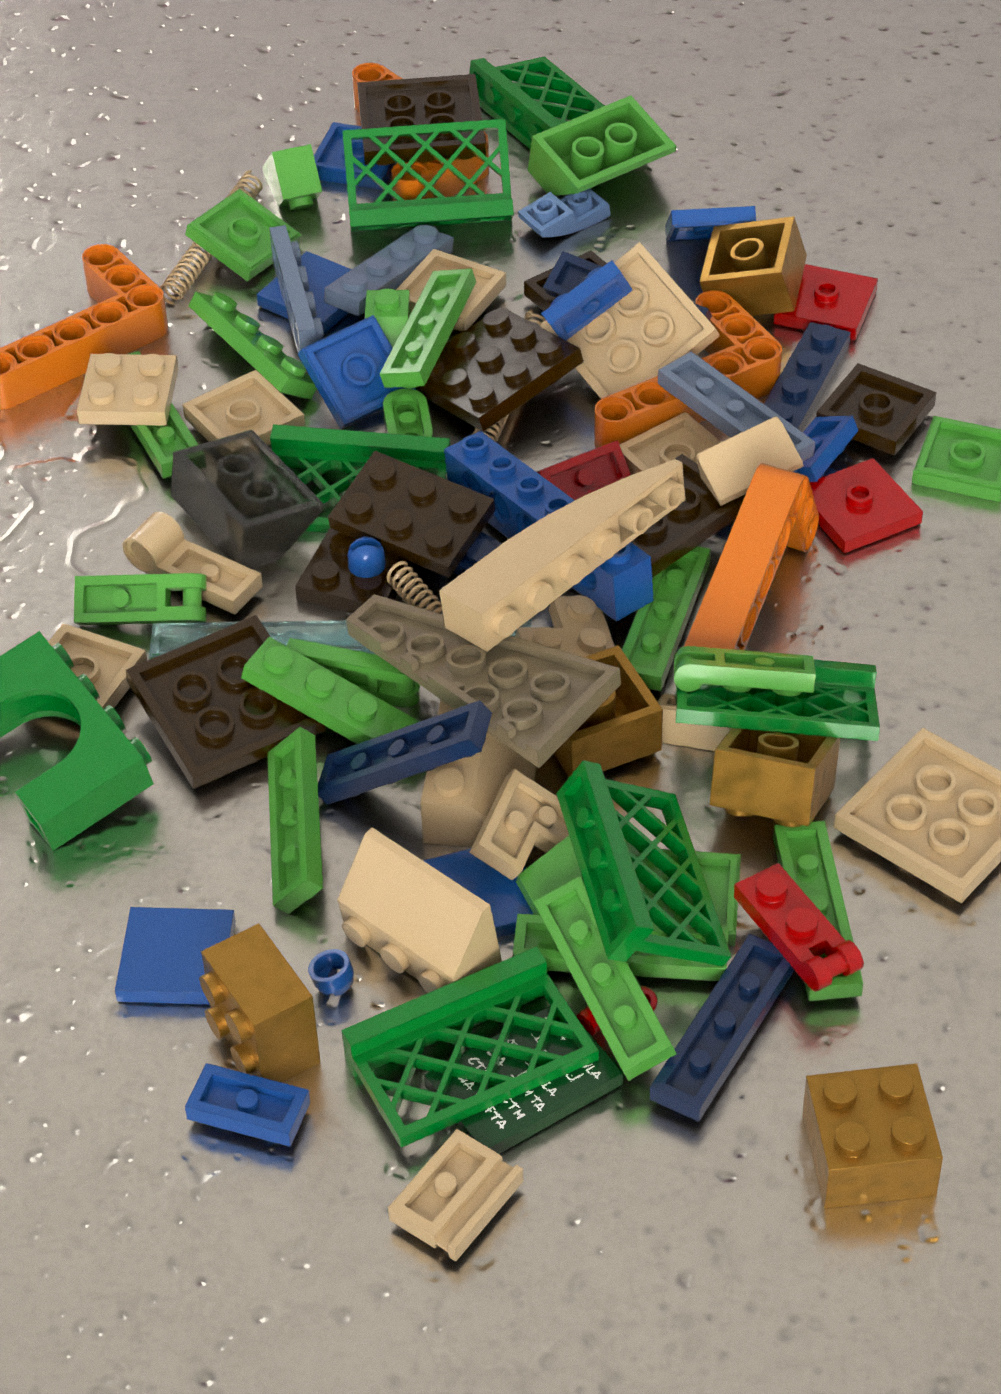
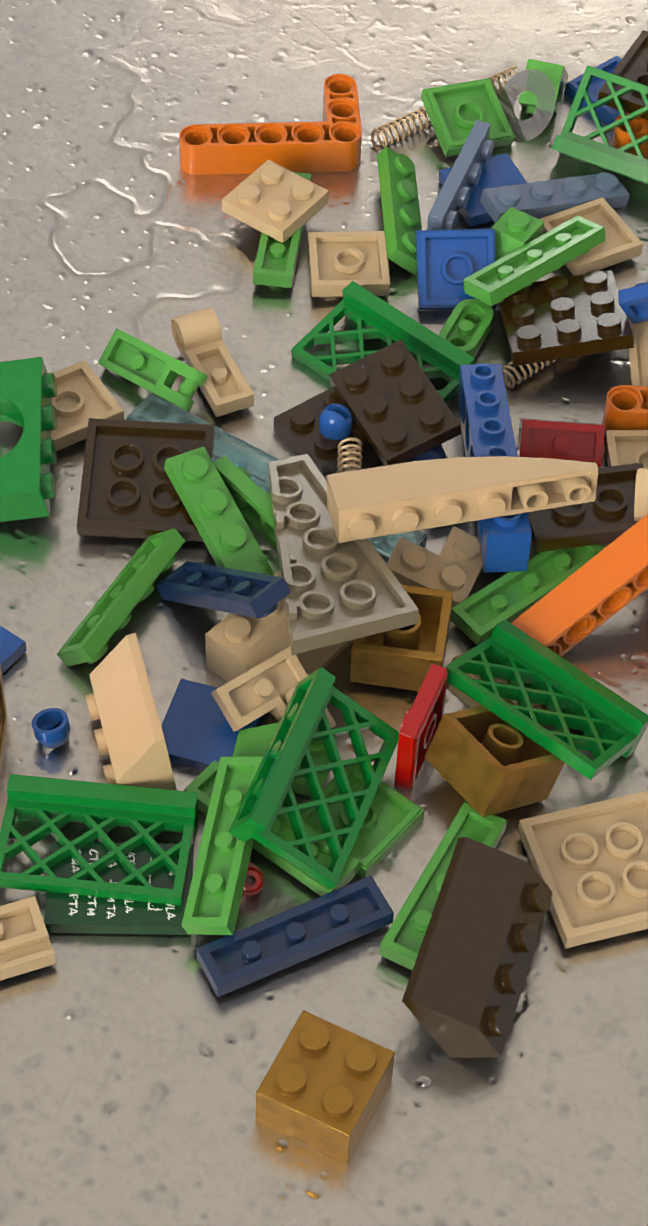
camera: 30 degrees right, 5 degrees up
(243, 497) = (287, 328): clear smoke slope -> none
(312, 178) = (542, 87): none -> clear smoke piece
(688, 776) = (419, 727): none -> red plate
(743, 670) = (531, 664): bright green plate -> none
(797, 927) = (405, 888): red plate -> none
(911, 938) = (477, 950): none -> dark brown slope

